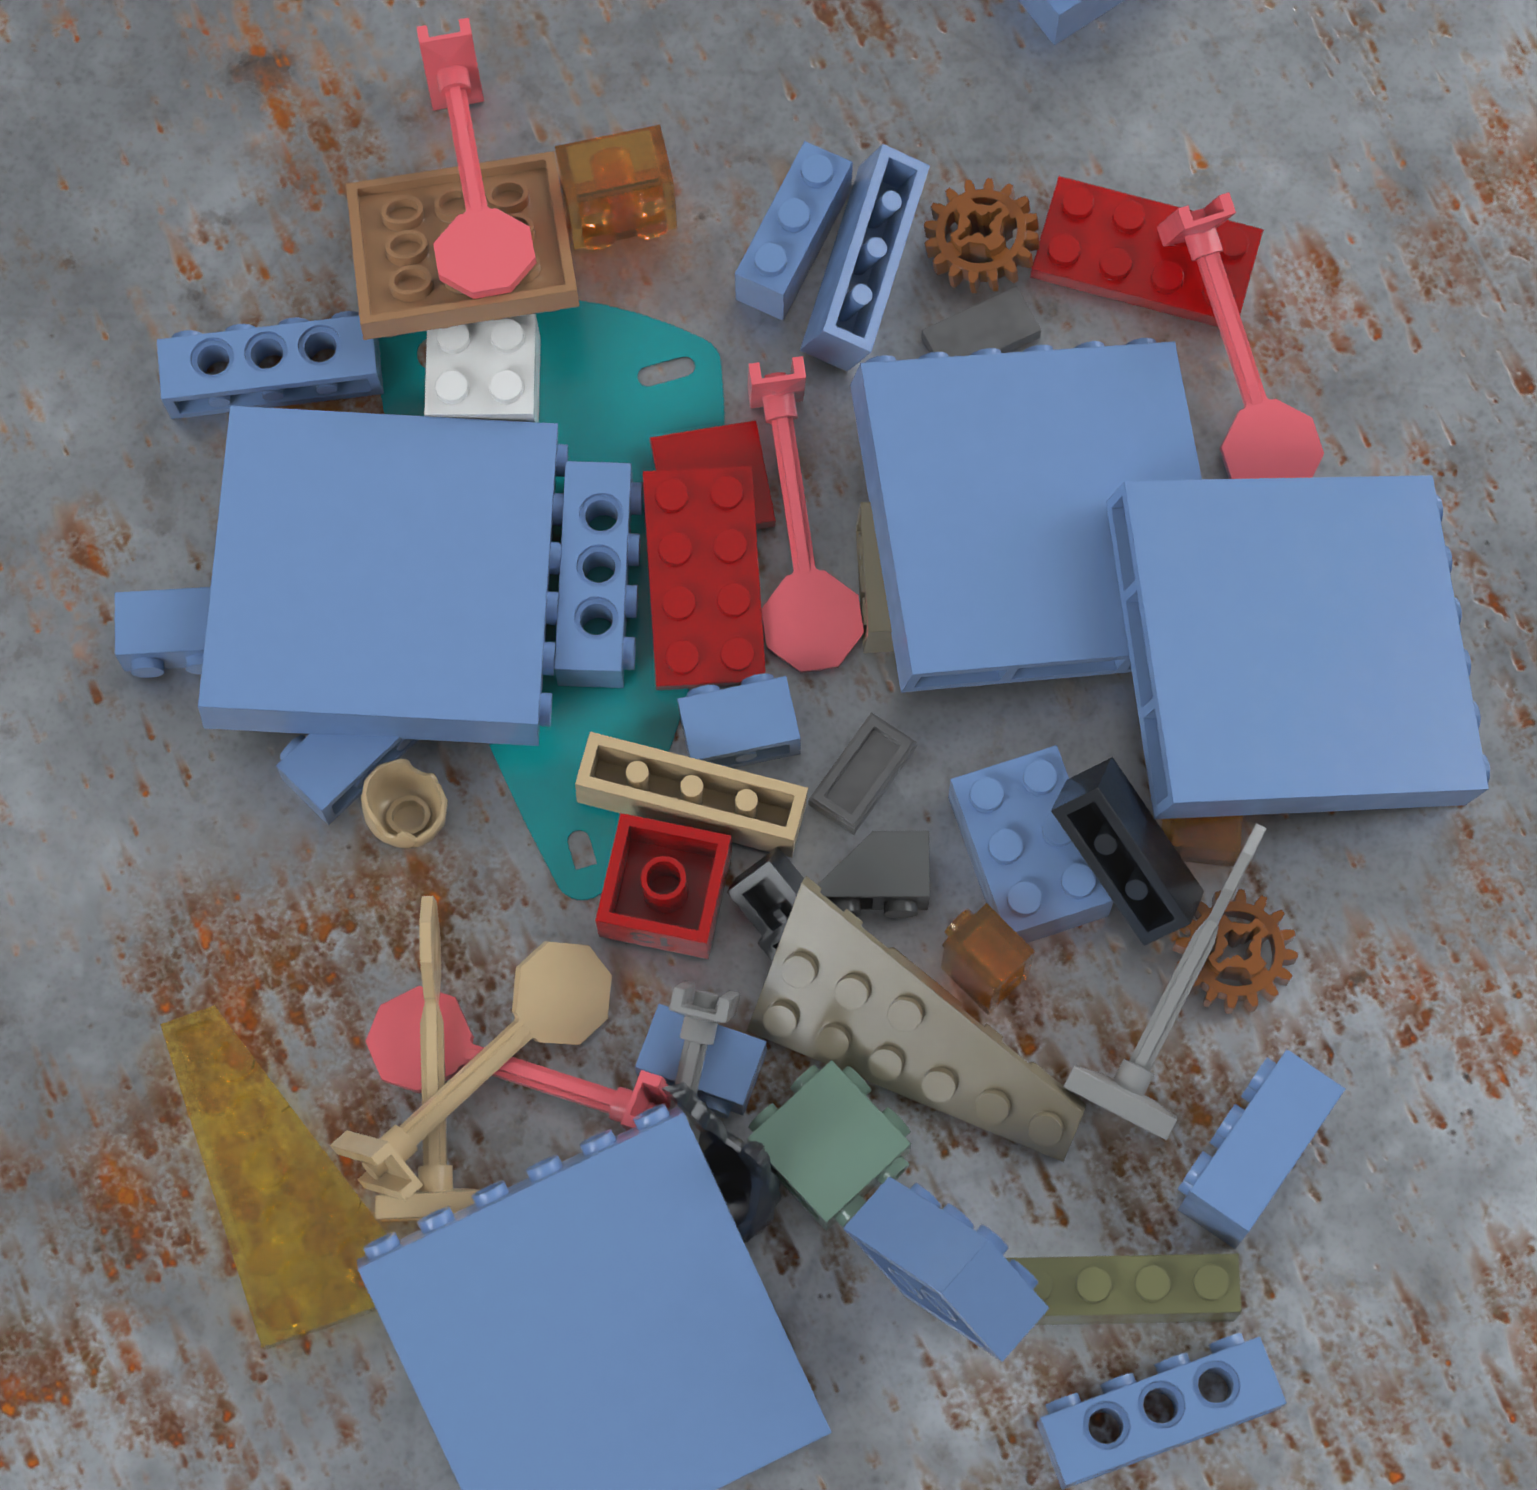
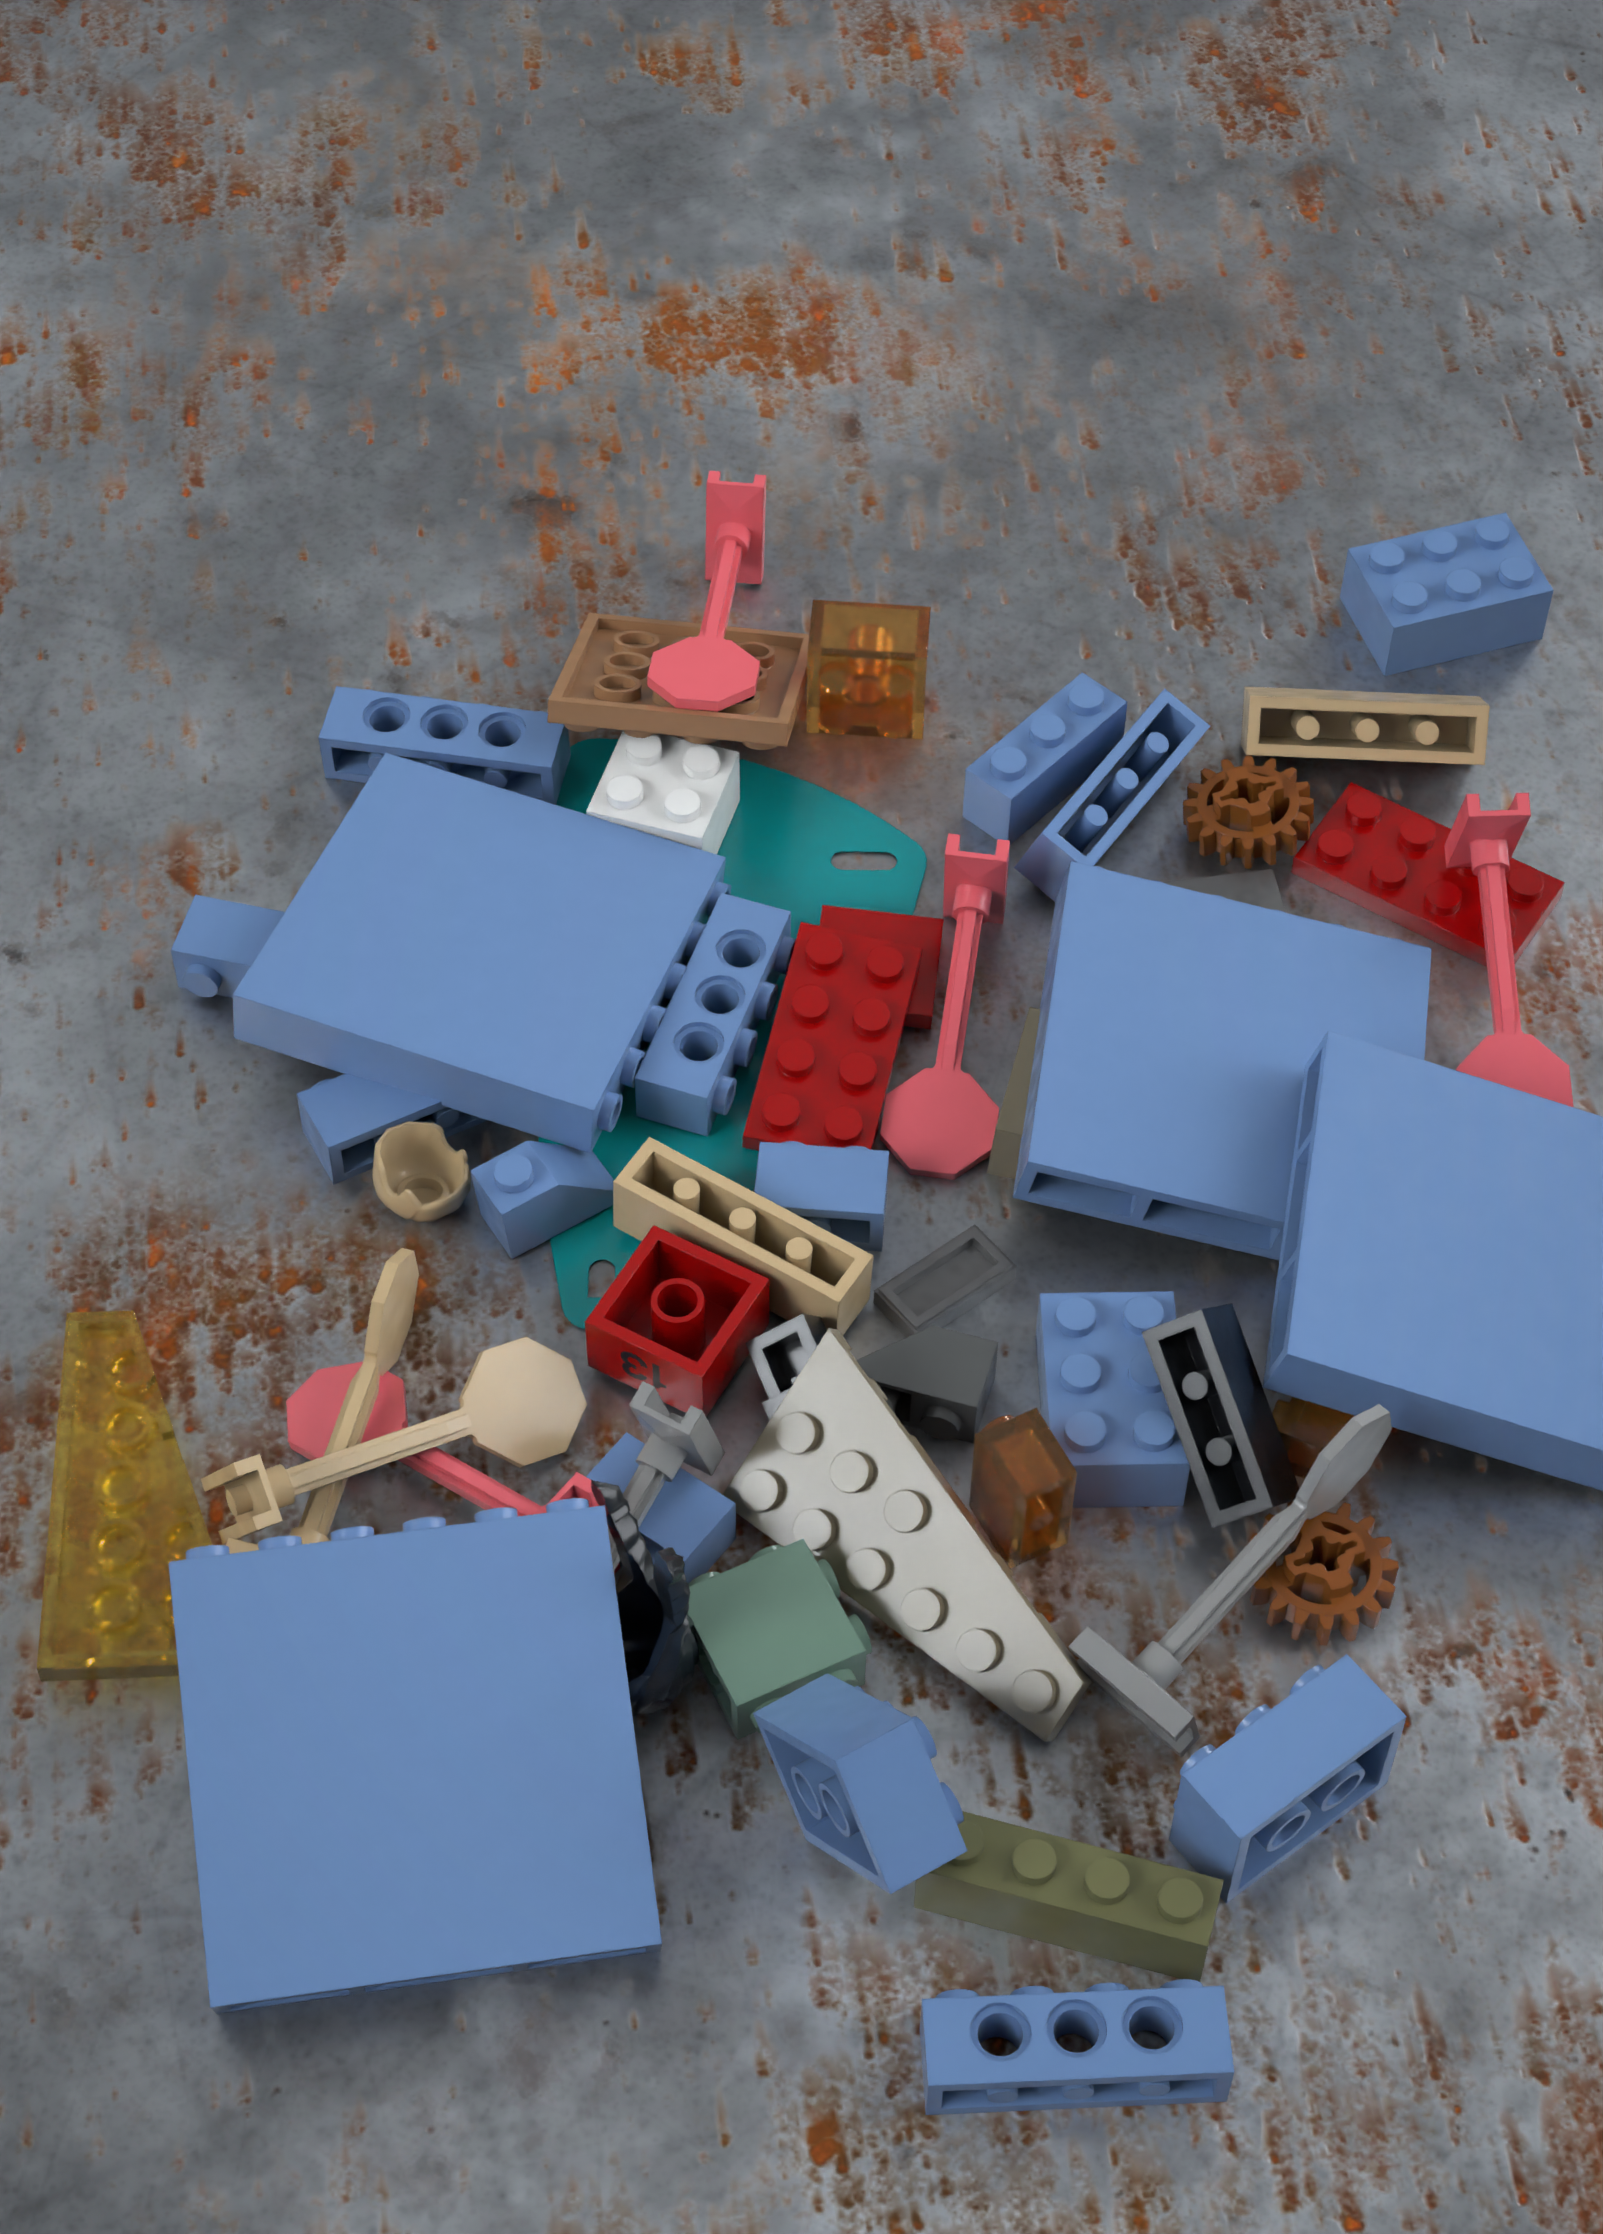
camera: 15 degrees right, 20 degrees down
(511, 791) = (539, 1192): none -> medium blue slope
(1057, 119) = (1364, 725): none -> tan brick

